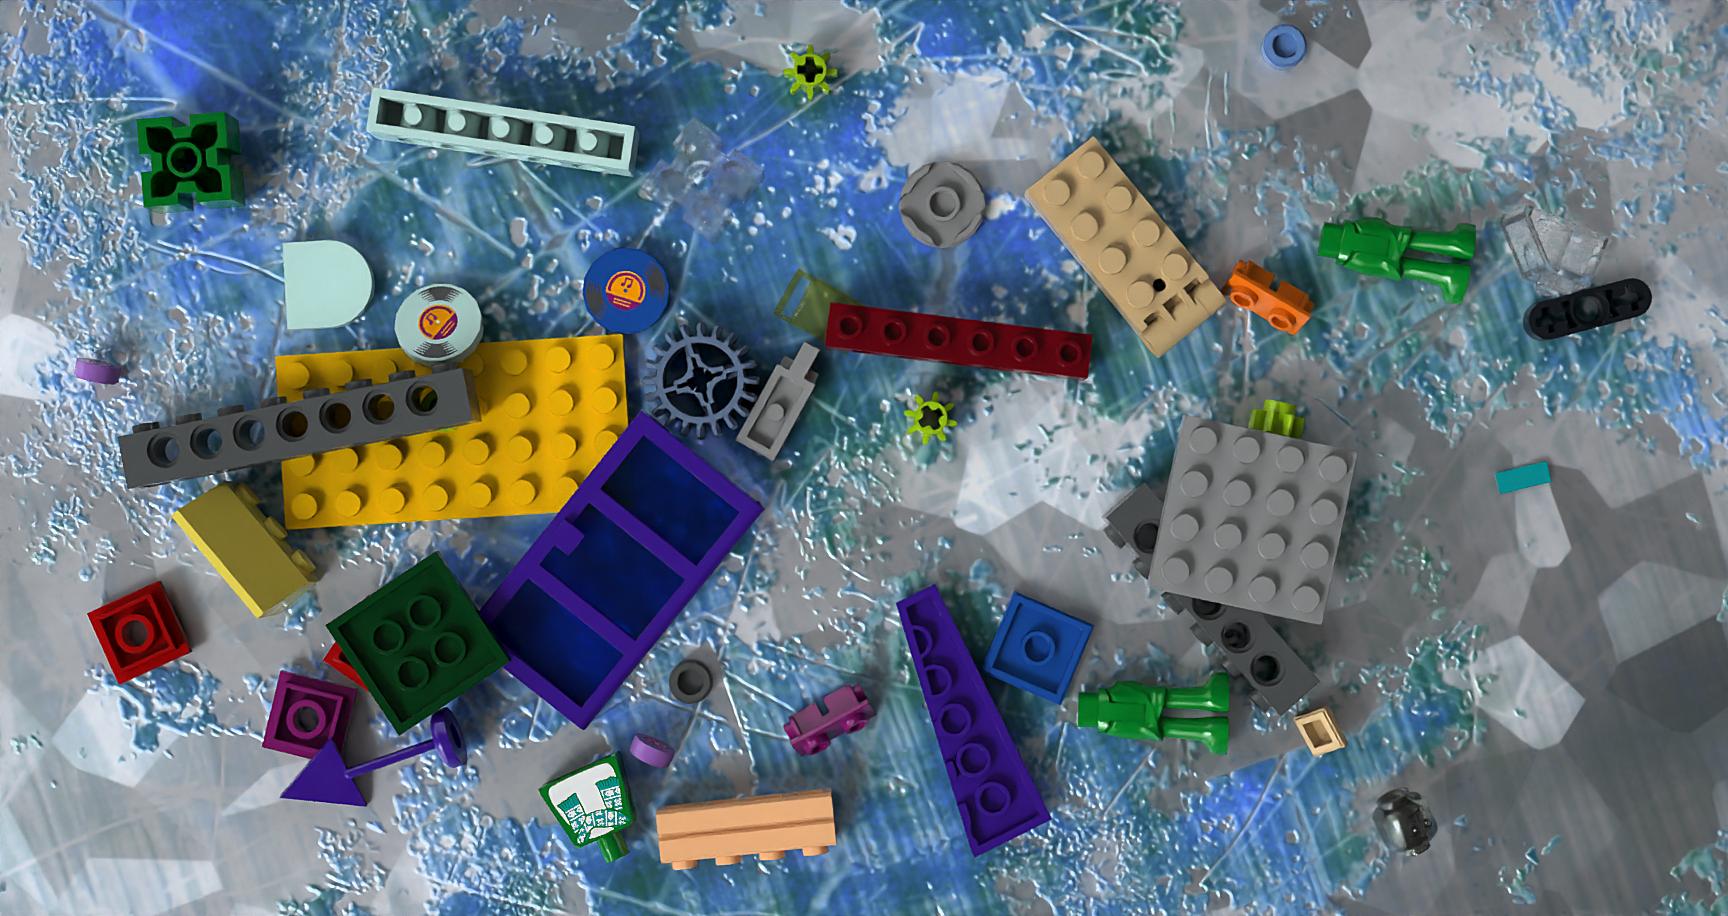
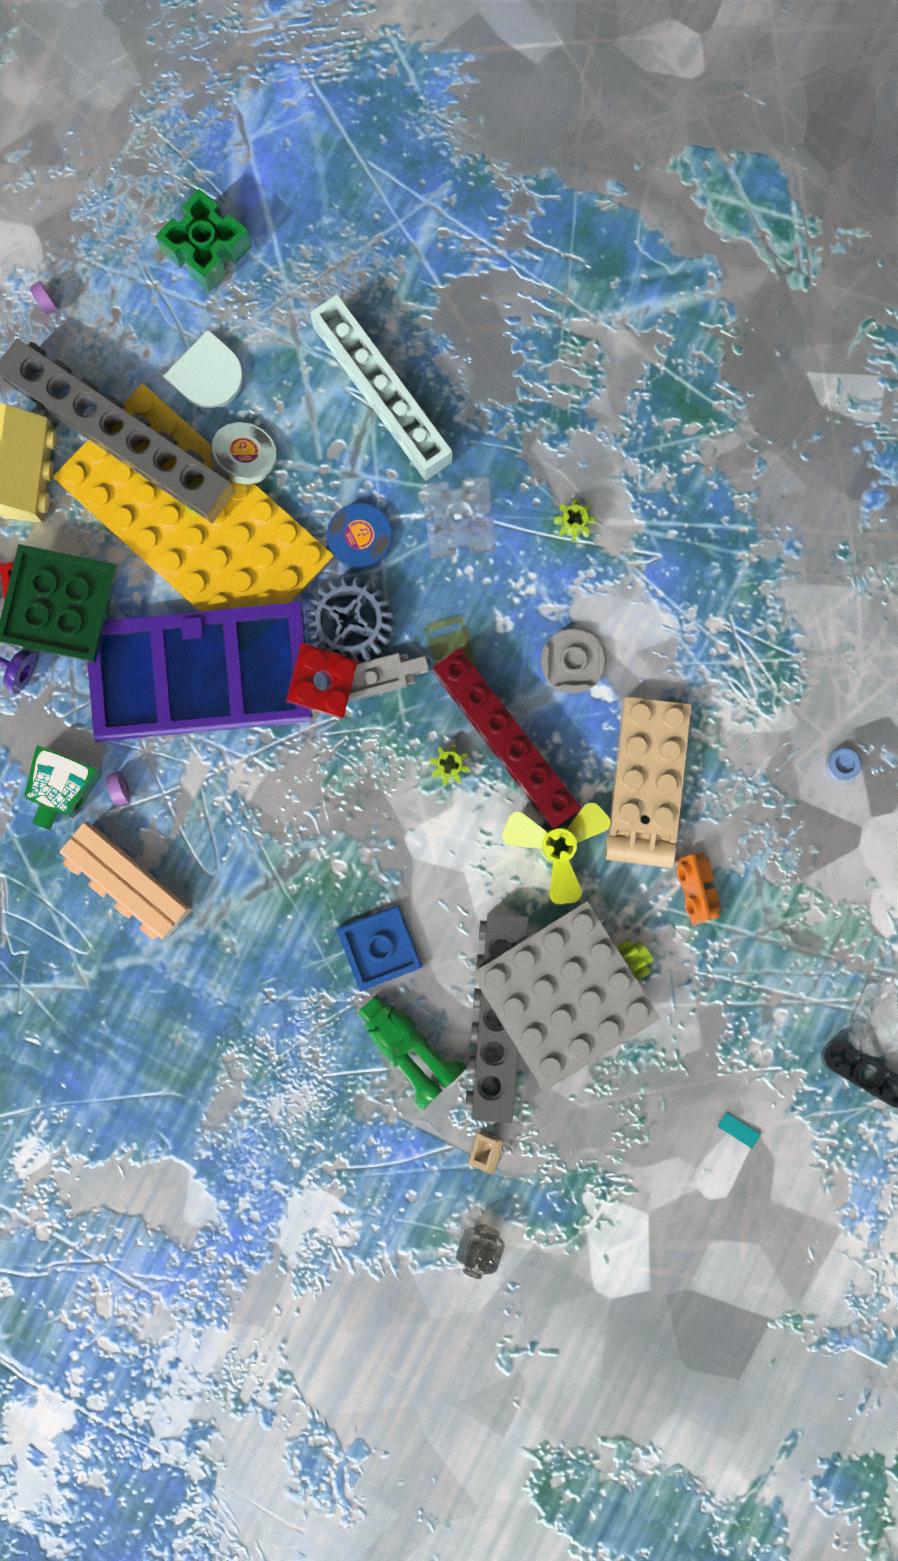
camera: 50 degrees right, 5 degrees down
(691, 681) = (178, 774): dark grey tile -> none
(748, 441) = (339, 674): none -> red piece
(844, 715) = (213, 868): magenta hinge -> none
(980, 757) = (288, 973): dark purple wing -> none
(1110, 344) = (524, 832): none -> neon yellow piece
(1378, 248) = (786, 921): green piece -> none

